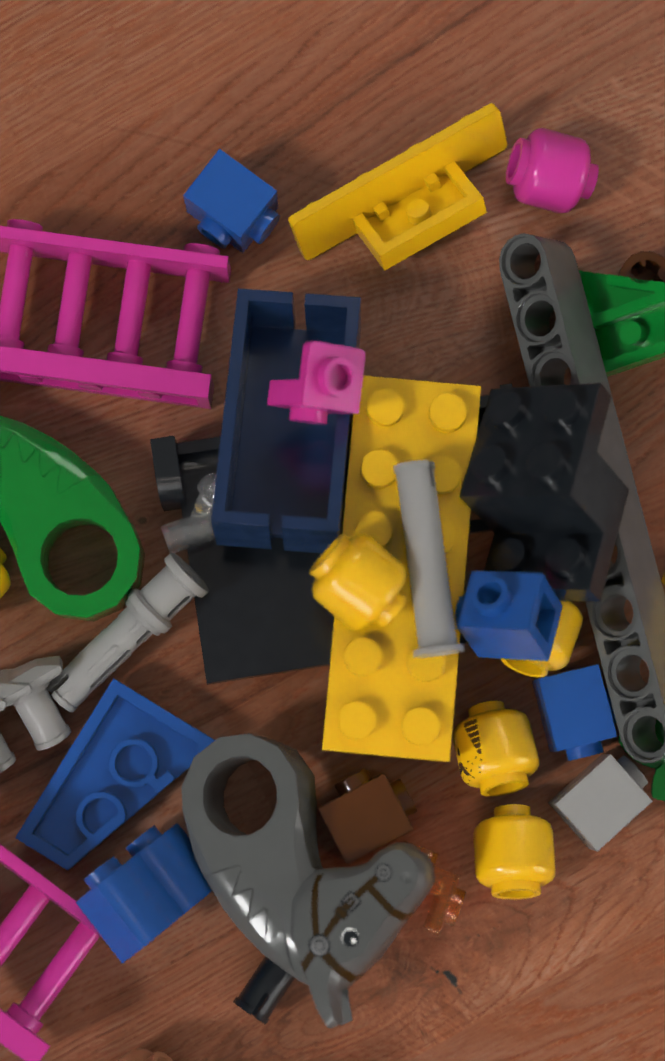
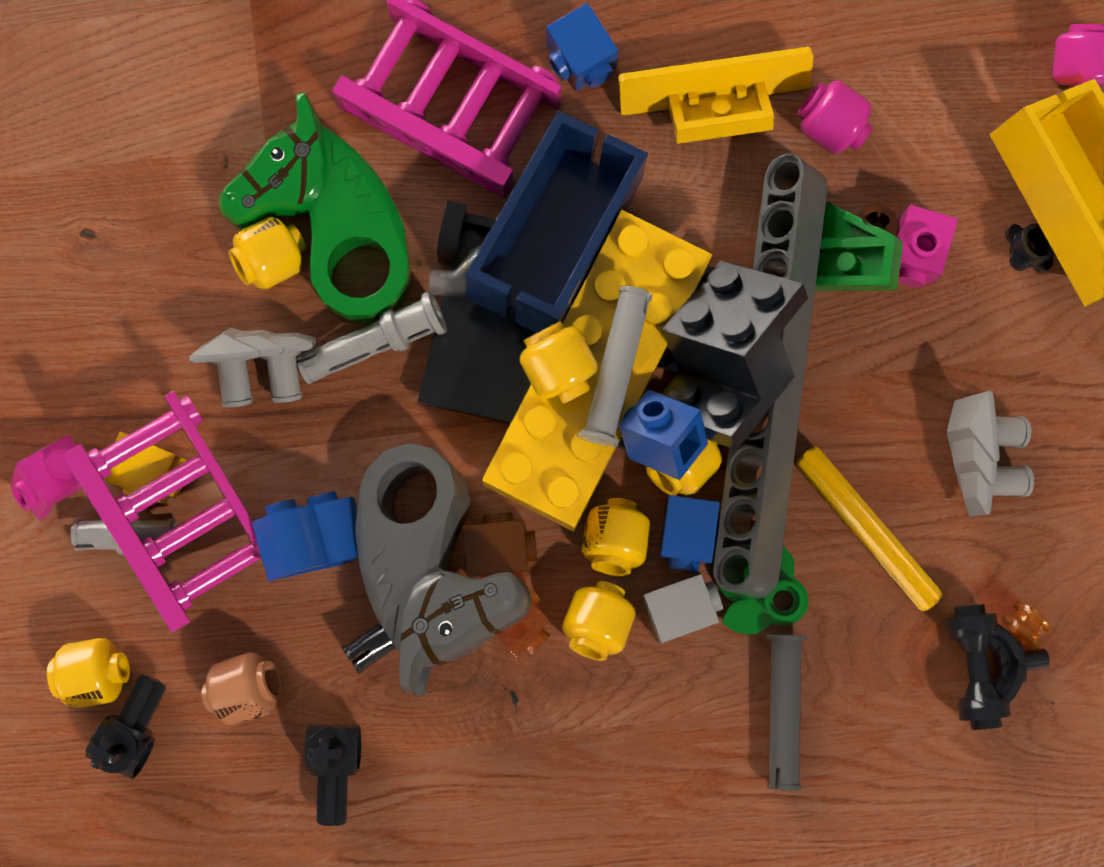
camera: 25 degrees right, 0 degrees up
(109, 774) = (316, 441): blue wing -> none
(327, 384) = (592, 204): dark pink bracket -> none

